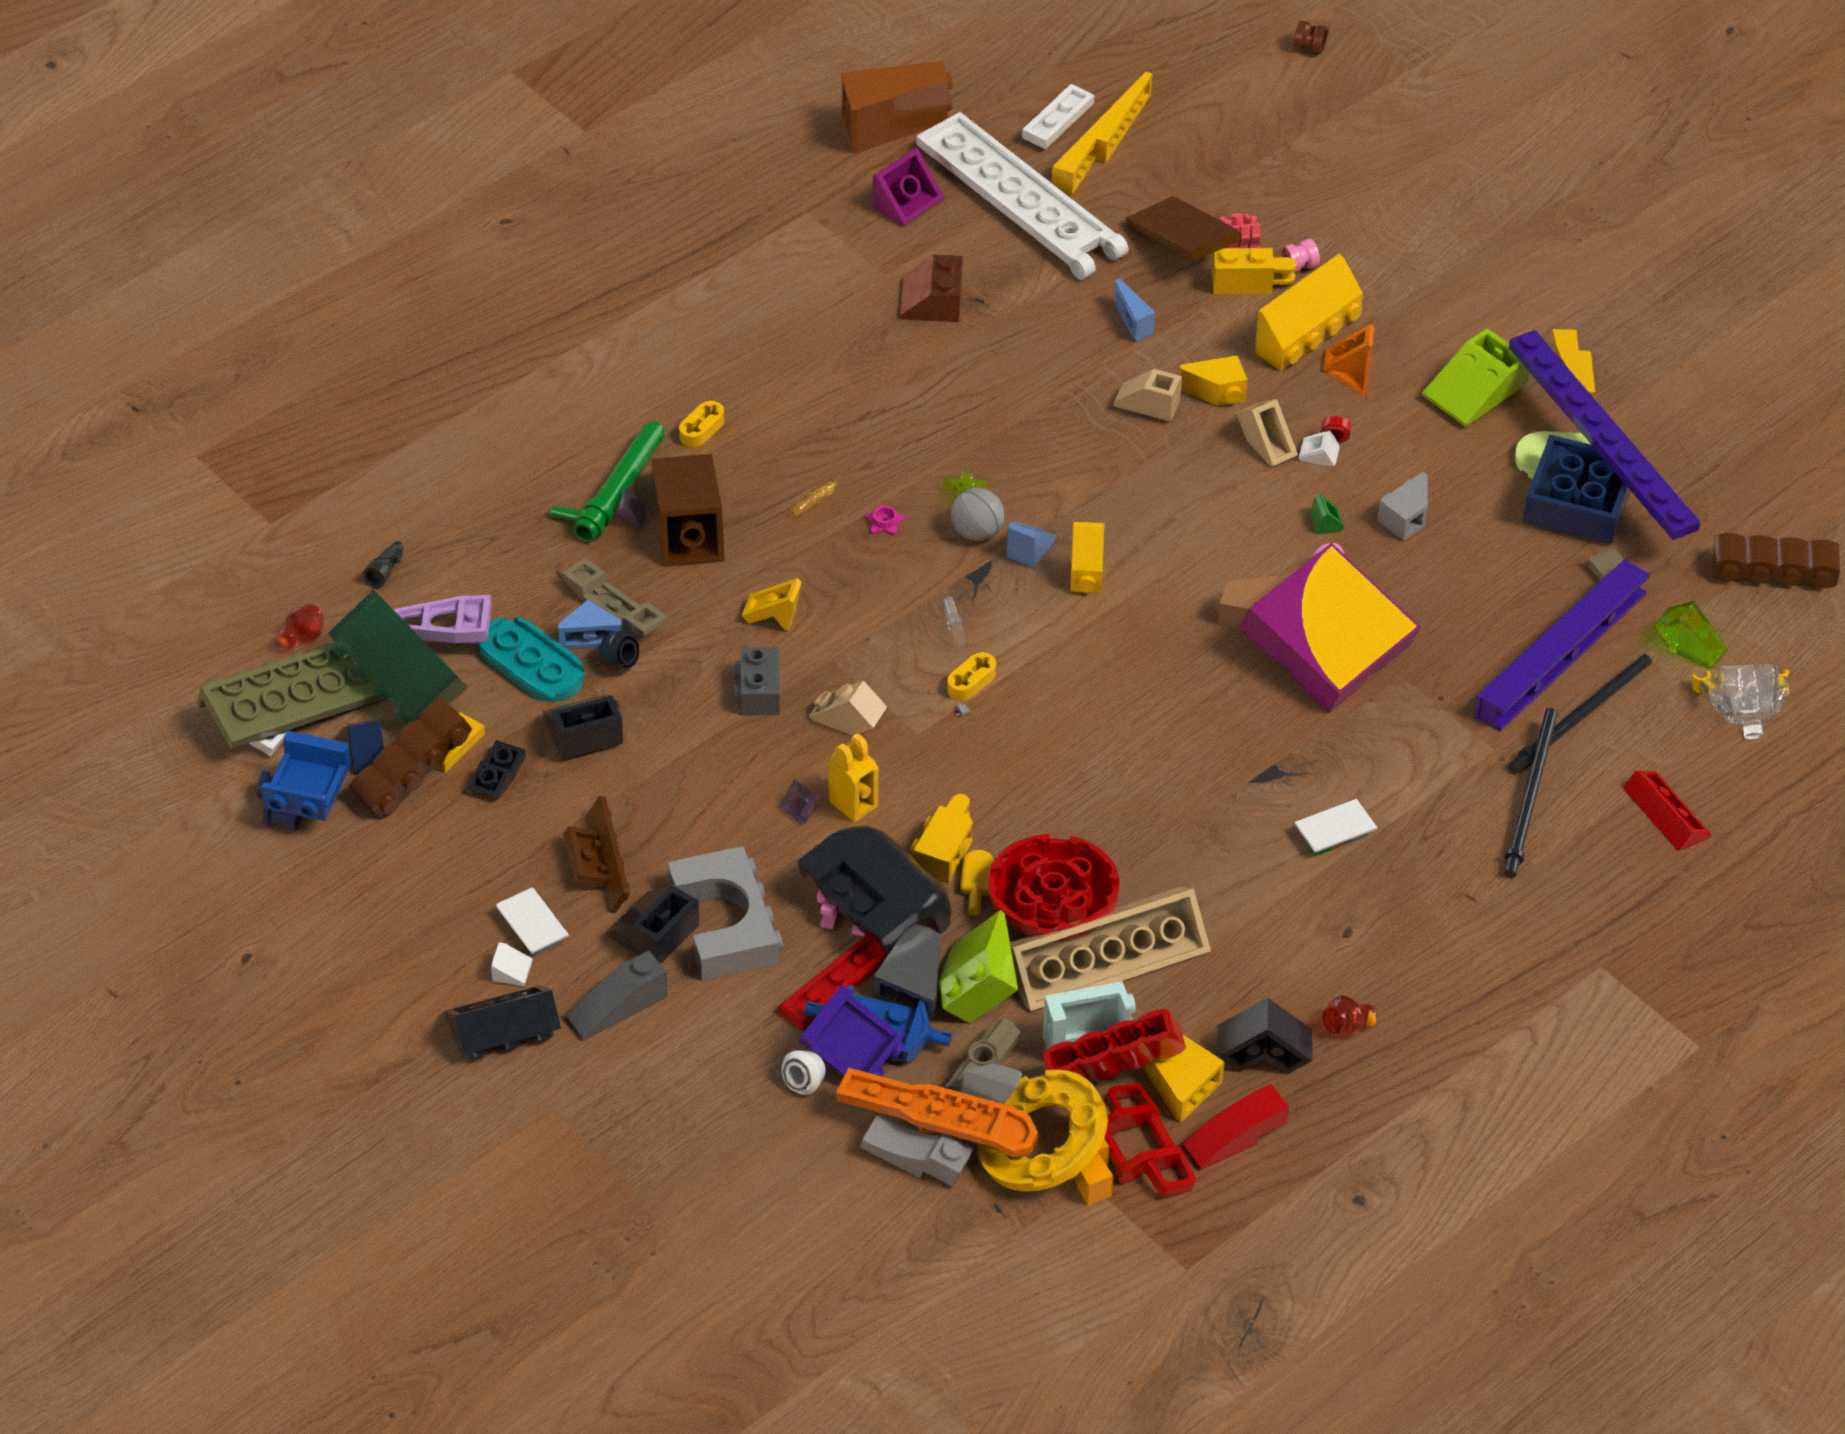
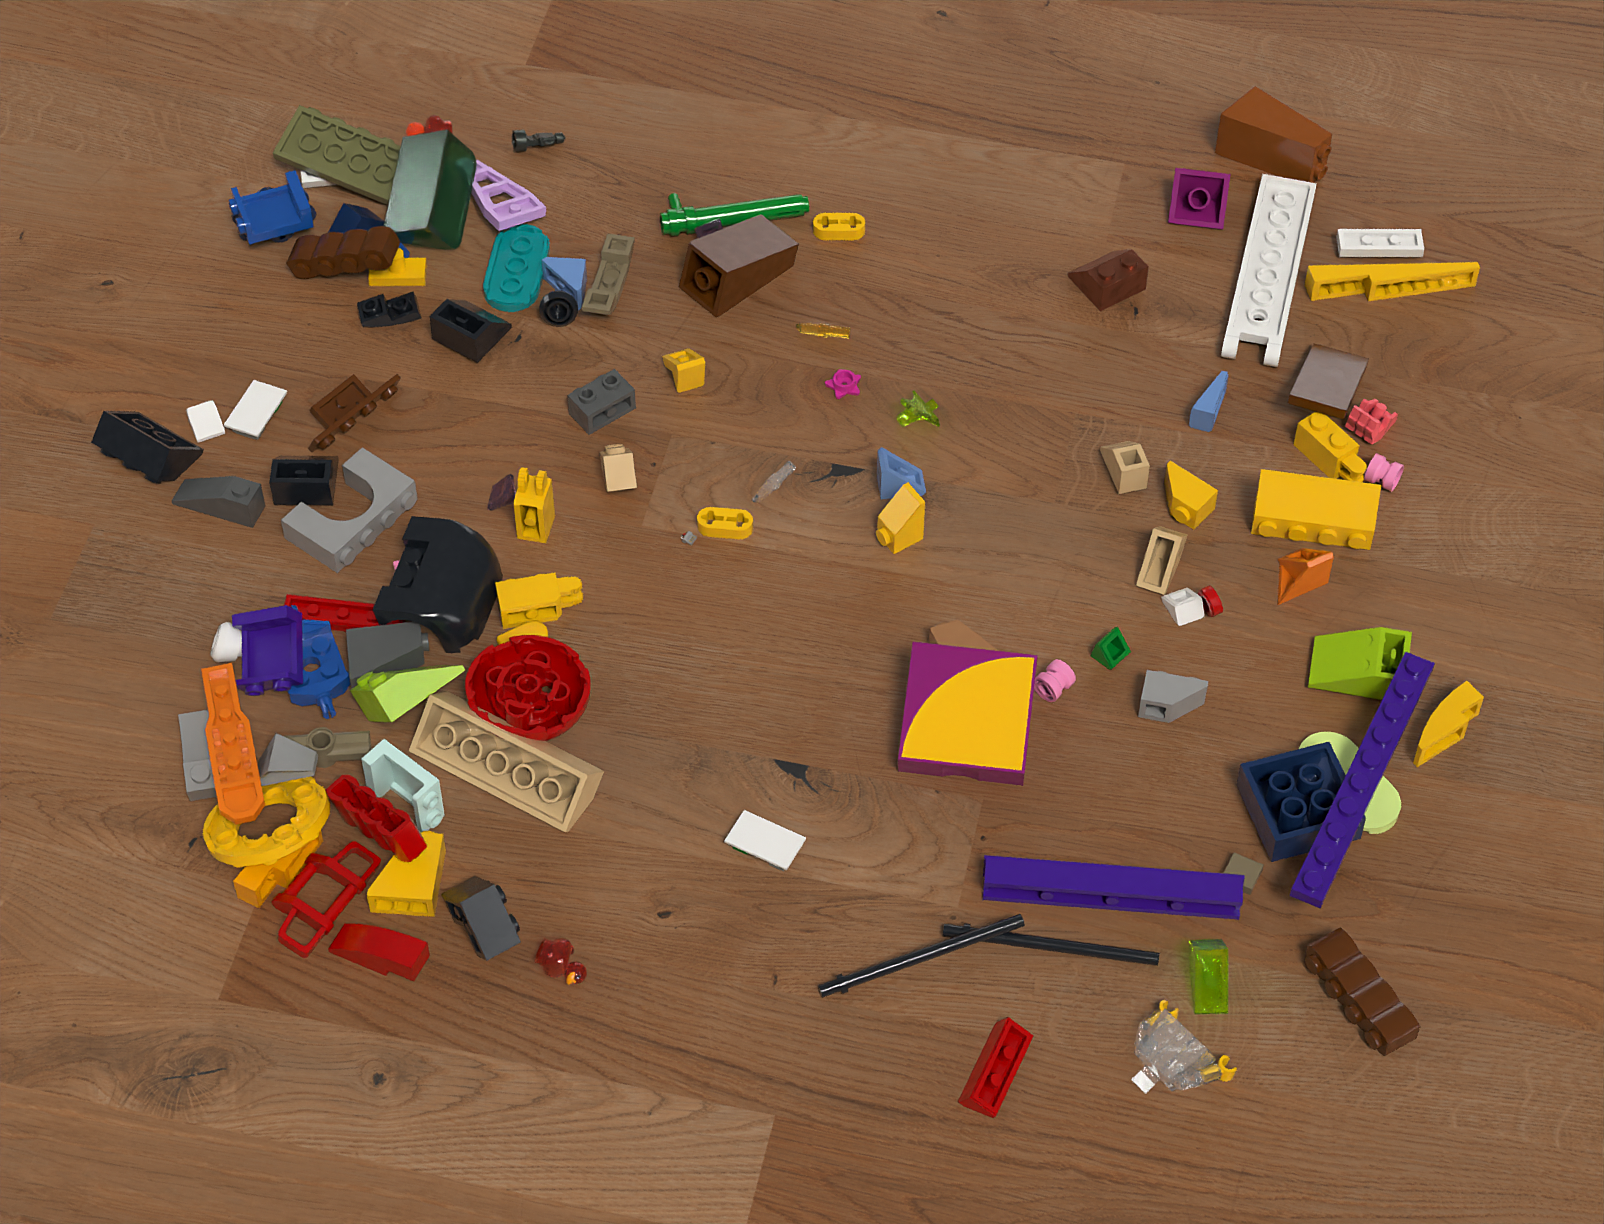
camera: 55 degrees right, 5 degrees up
(977, 514) = (888, 428): light grey piece -> none

